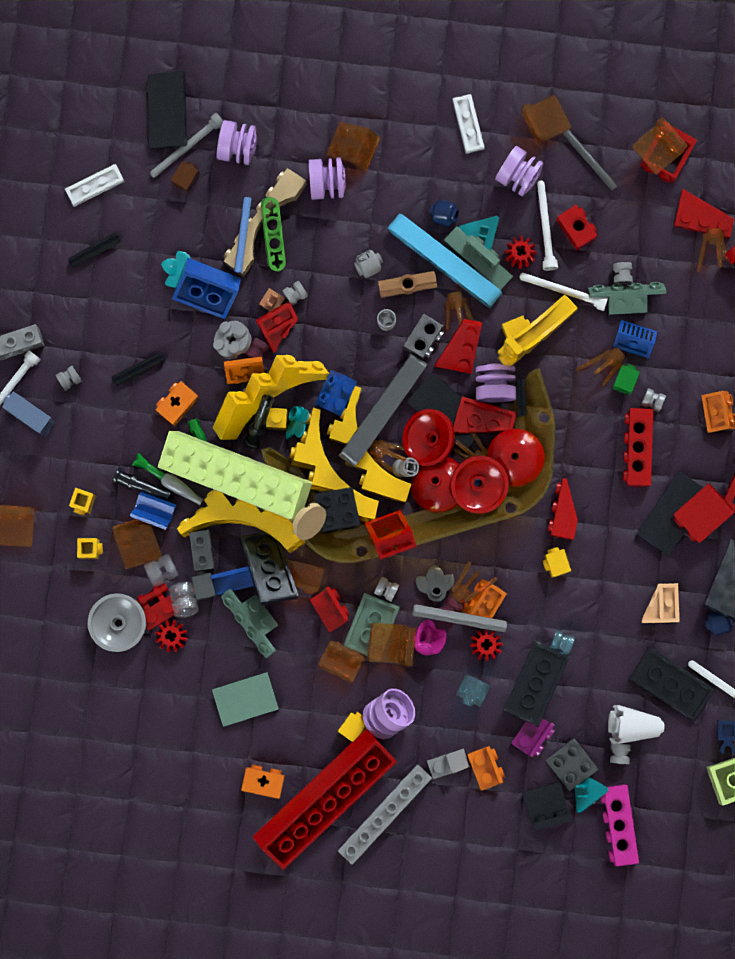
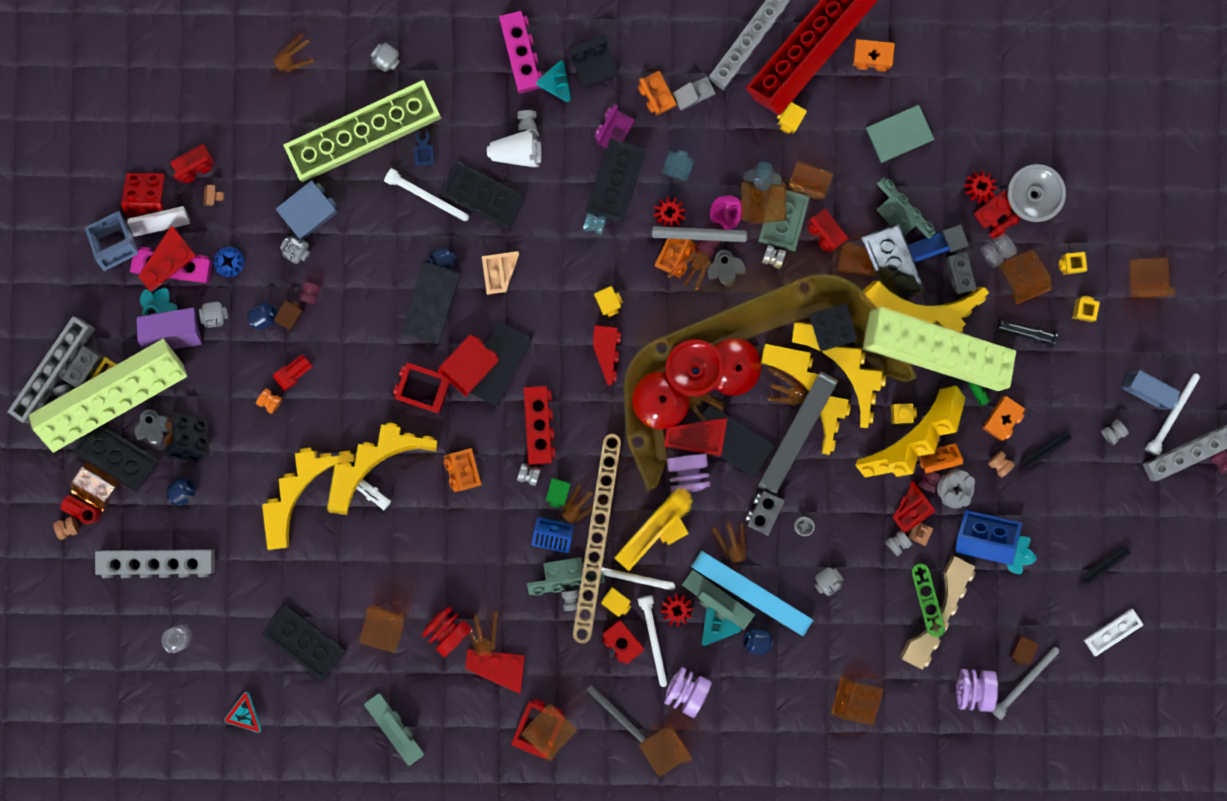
camera: 170 degrees right, 5 degrees up
(153, 510) = (1013, 308): blue panel -> none
(167, 110) = (1050, 717): black tile -> none
(168, 480) = (1001, 339): light grey piece -> none
(183, 599) = (973, 222): clear wheel -> none
(185, 359) = (1001, 464): none -> nougat wheel
(242, 235) = (959, 594): medium blue bar -> none
(257, 428) = (921, 401): black pin -> none
(297, 426) = (880, 417): teal plate -> none
(309, 521) = (861, 309): tan tile -> none
(326, 178) = (881, 663): lavender wheel -> none
(335, 392) = (847, 445): blue brick -> none
(385, 545) = (765, 302): red window -> none
(388, 670) = (762, 176): none -> clear light blue plate
(389, 714) = (759, 132): lavender wheel -> none
(405, 468) = (773, 377): light grey wheel -> none
(420, 282) = (799, 561): medium nougat piece -> none
(420, 434) = (756, 407): red dish -> none
(462, 348) = (725, 504): red wing -> none
(468, 123) = (743, 737): white tile -> none
(521, 397) = (661, 461): black axle -> none
(572, 764) = (573, 105): dark grey hinge -> none
(579, 266) = (616, 602): none -> yellow brick
(599, 321) = (601, 529): none -> tan beam

